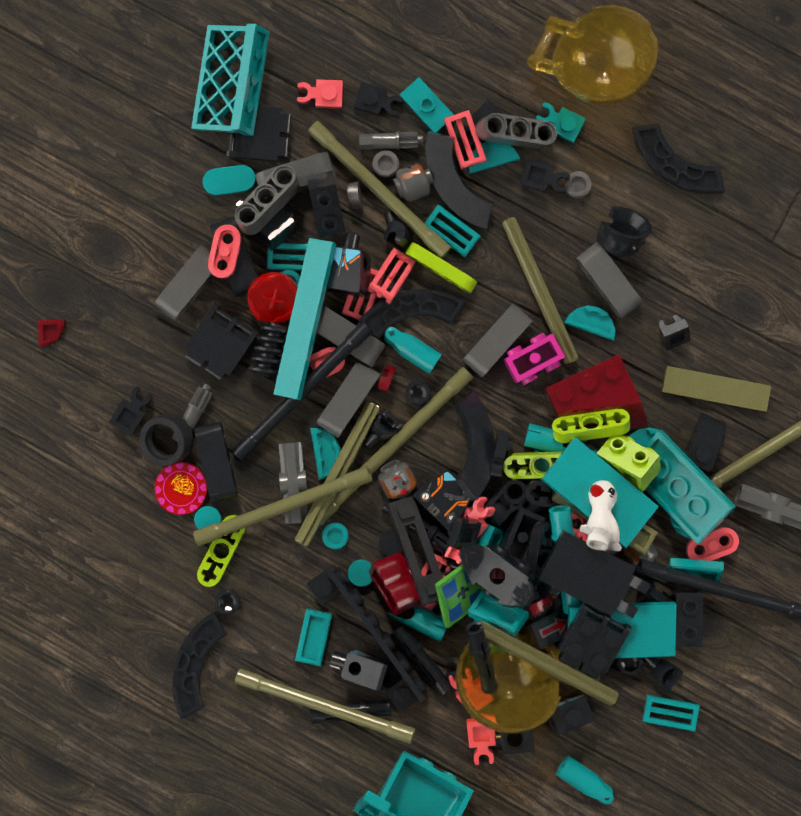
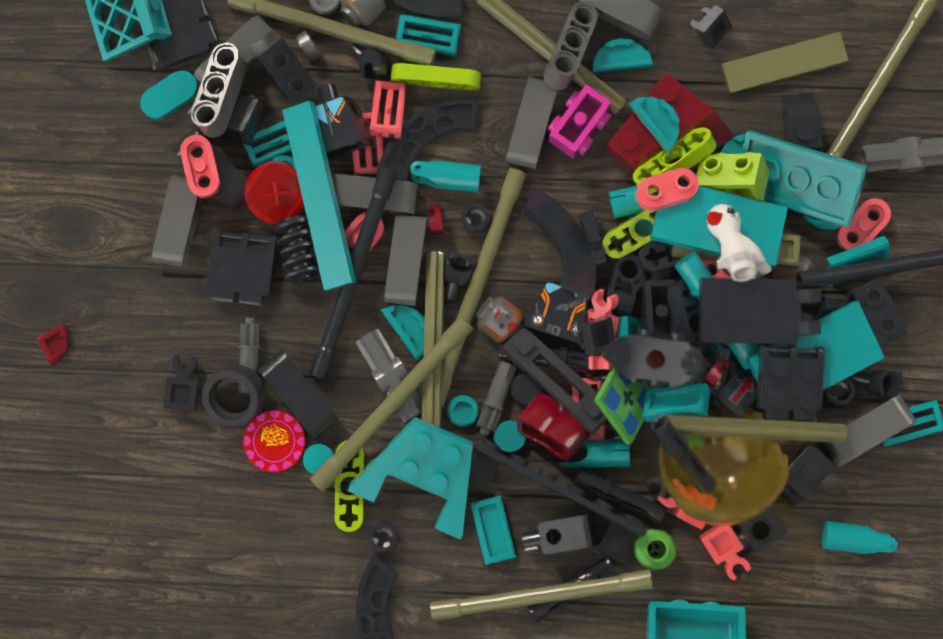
camera: 25 degrees left, 5 degrees down
(288, 562) = (427, 460): none -> teal wing
(365, 538) = (496, 398): none -> dark grey piece
(431, 722) = (666, 550): none -> bright green head
(548, 304) = (572, 34): none -> dark grey beam
(573, 448) = (668, 189): none -> coral plate
(594, 389) = (658, 119): none -> teal tile
(638, 705) = (871, 430): none -> dark grey beam

